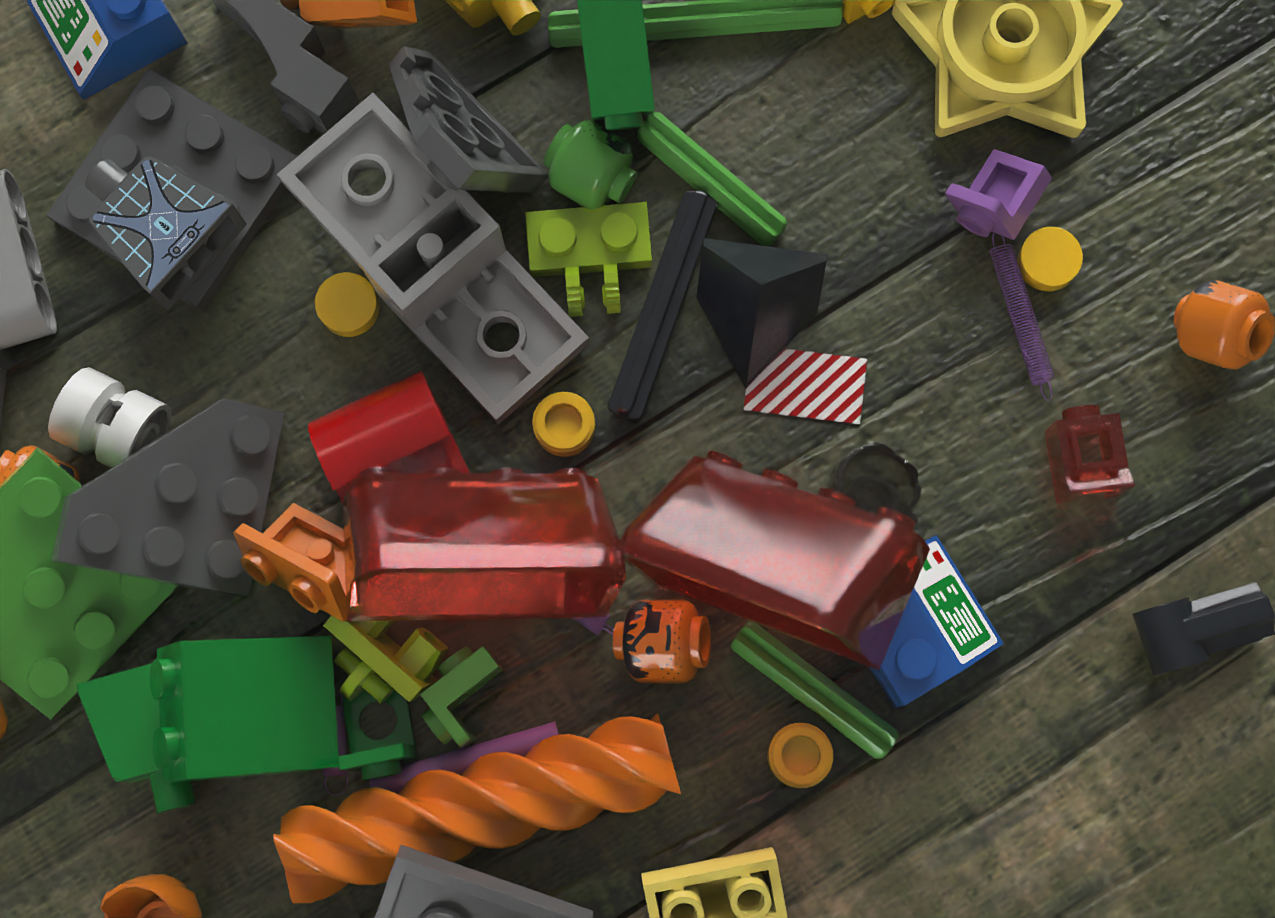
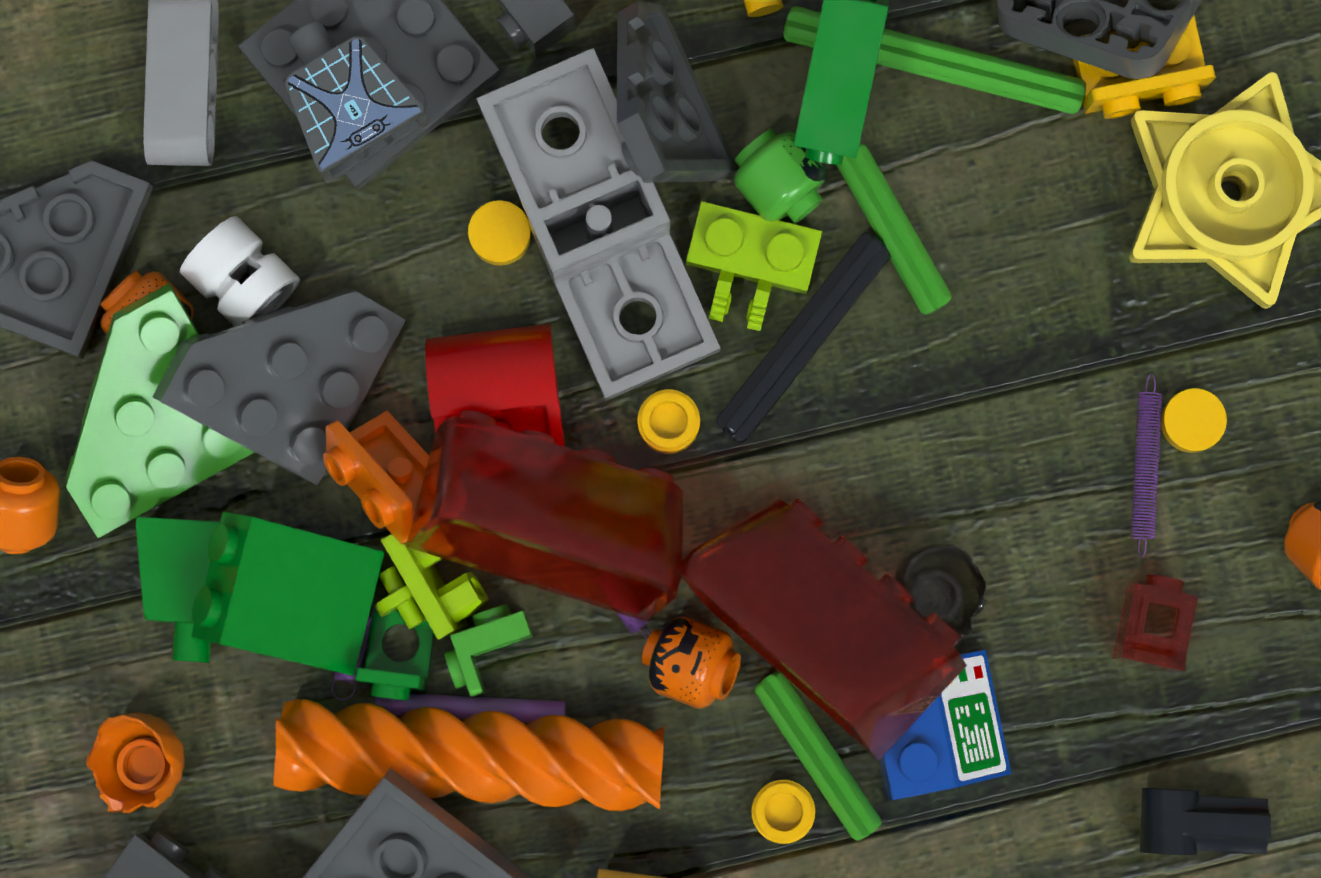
camera: 15 degrees right, 5 degrees up
(757, 299) = (895, 365): black slope -> none
(810, 387) = (913, 461): sticker -> none
(1000, 195) = (1166, 343): medium lavender bracket -> none

